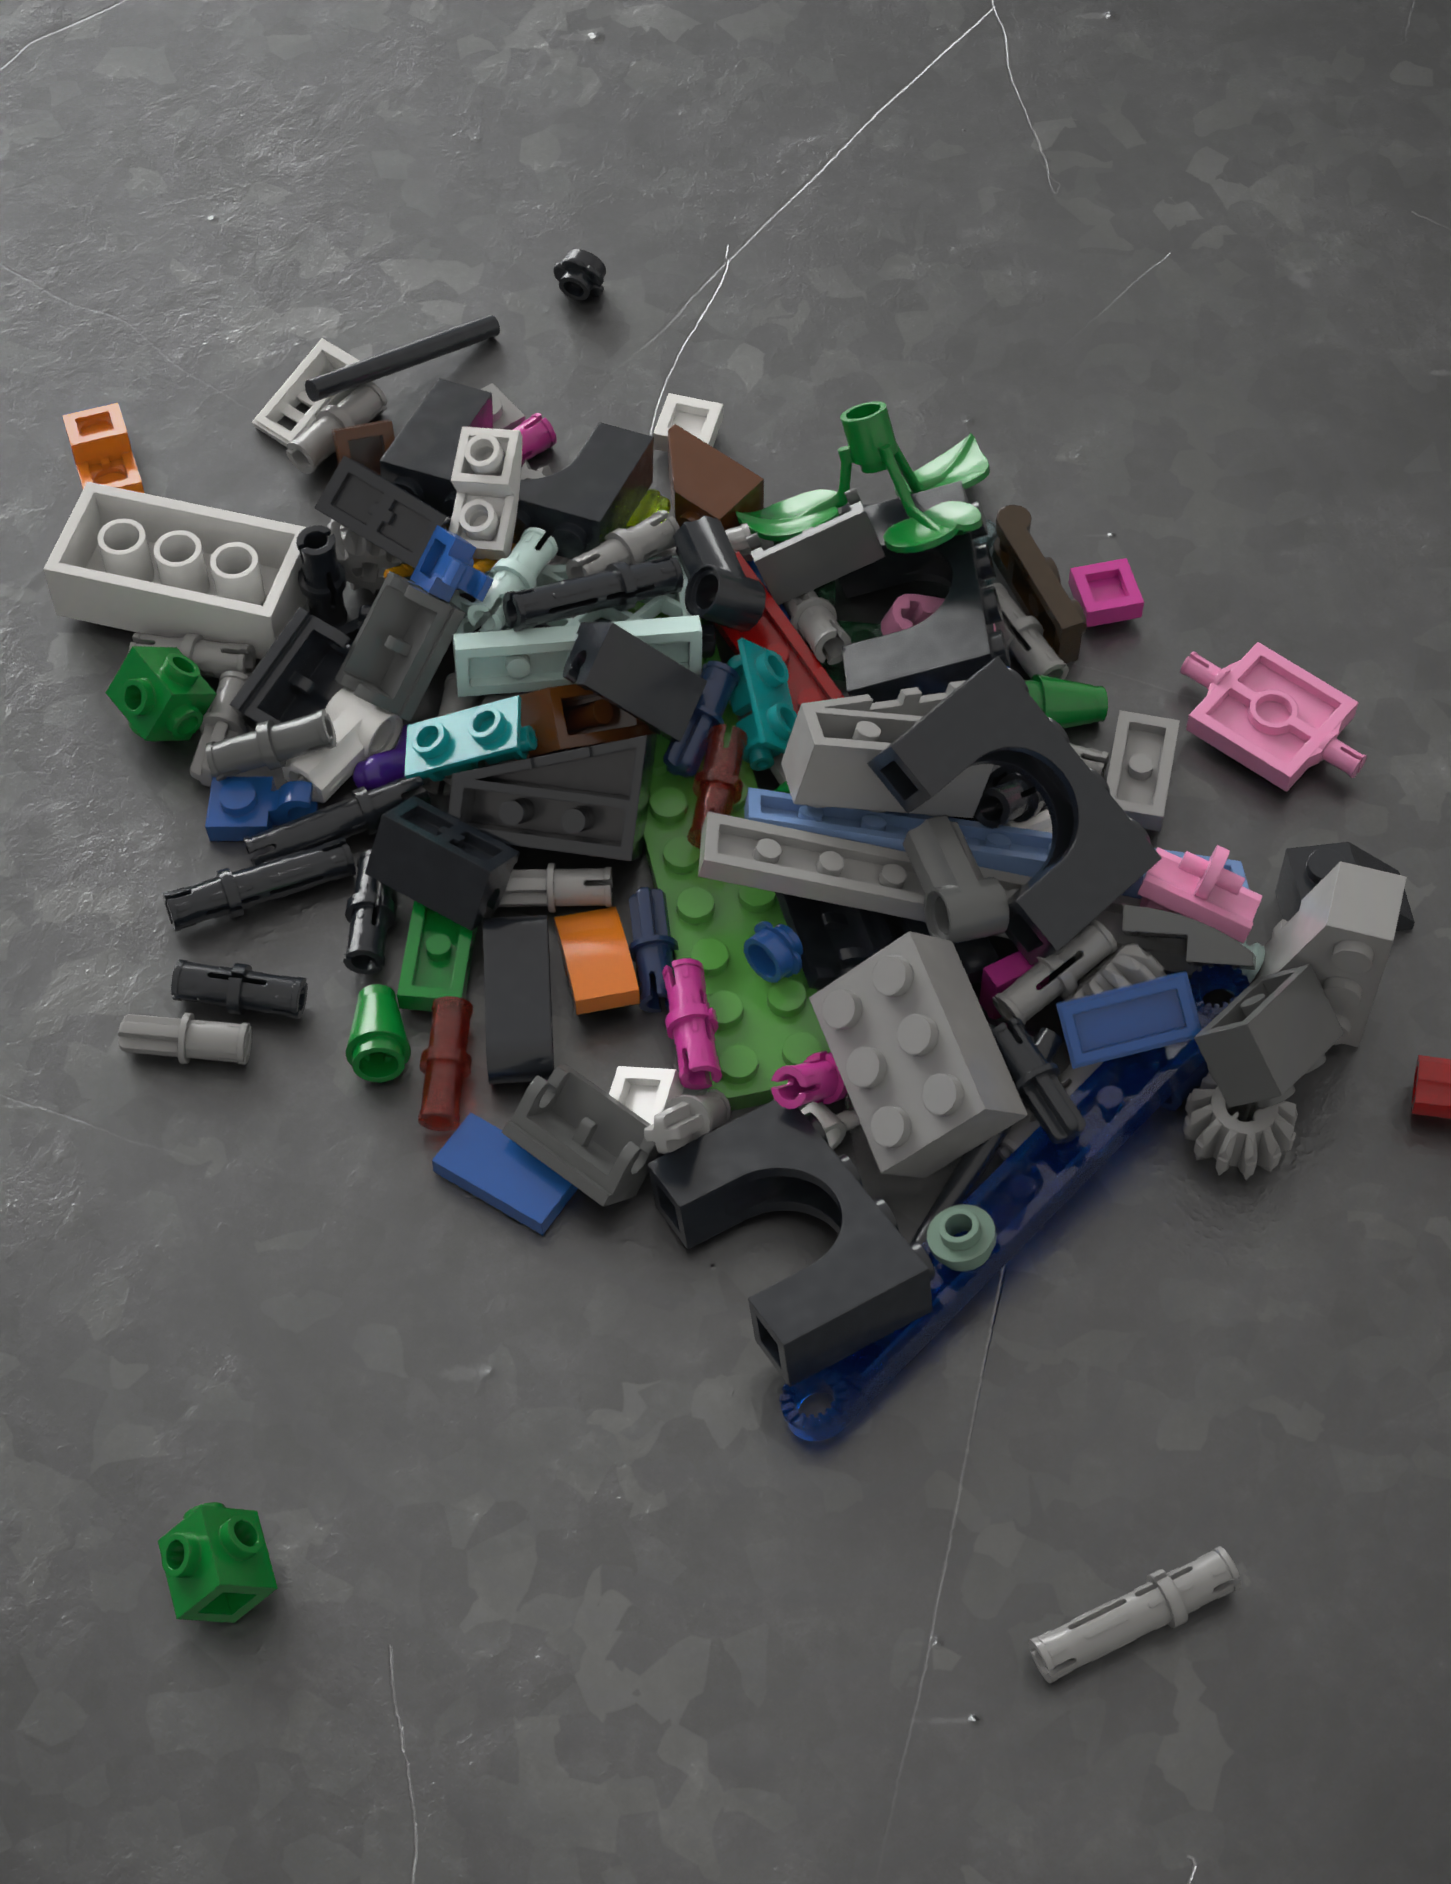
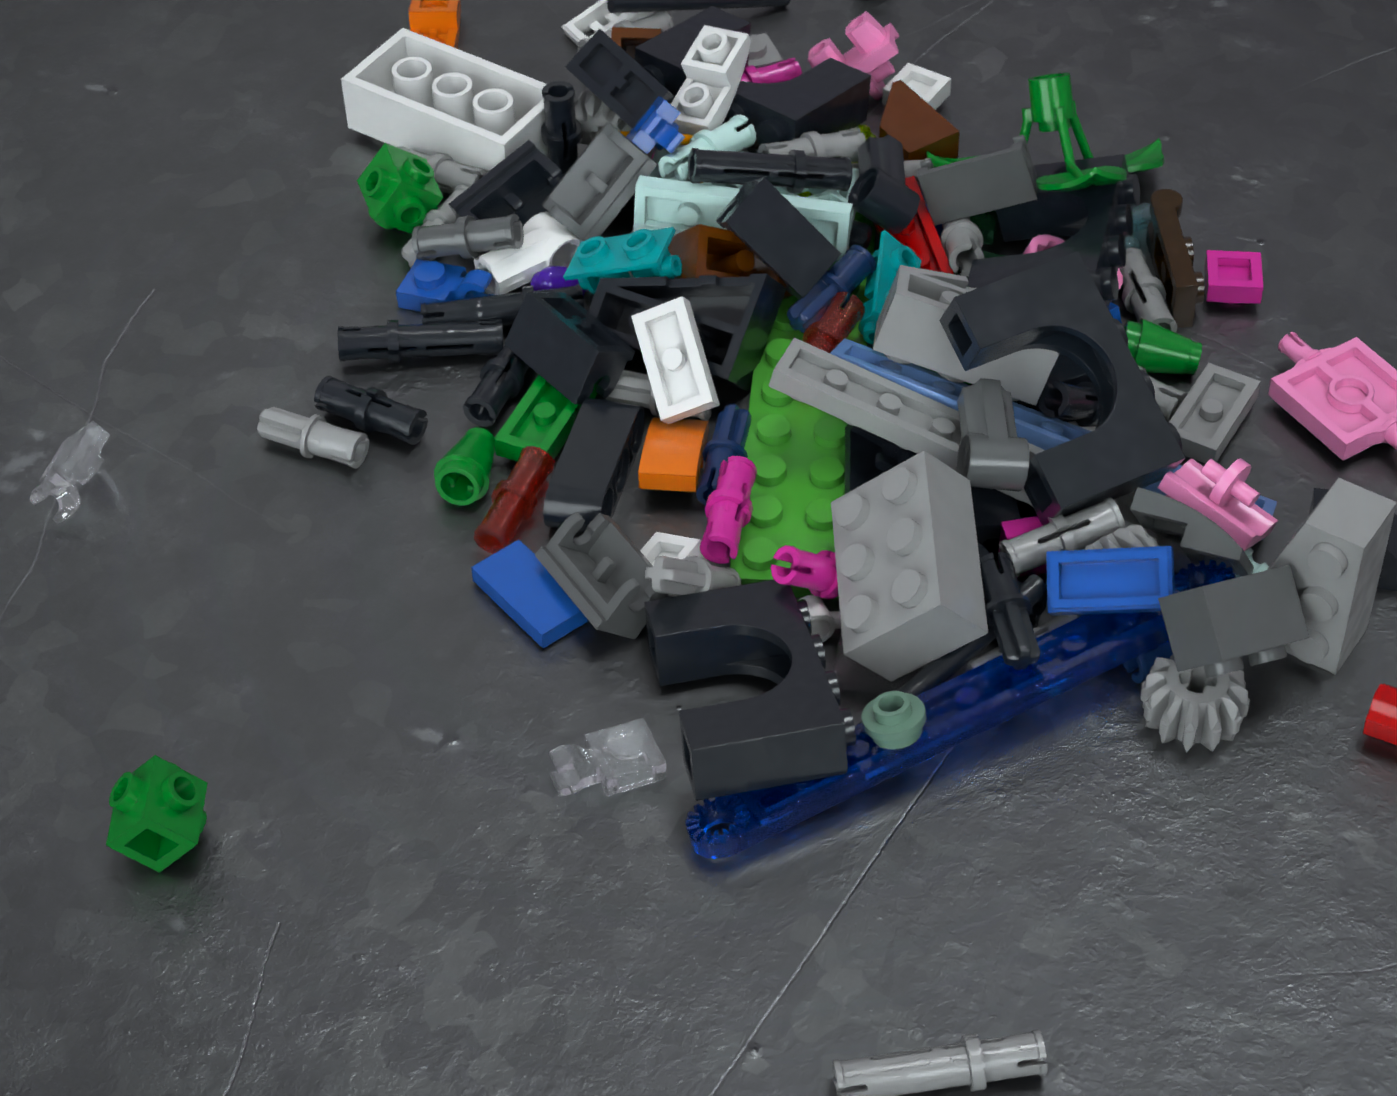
camera: 20 degrees right, 10 degrees down
(570, 855) = (675, 360): none -> white plate
(623, 402) = (871, 52): none -> bright pink hips
(674, 1349) = (615, 757): none -> clear plate
(774, 951) = (821, 470): blue plate -> none

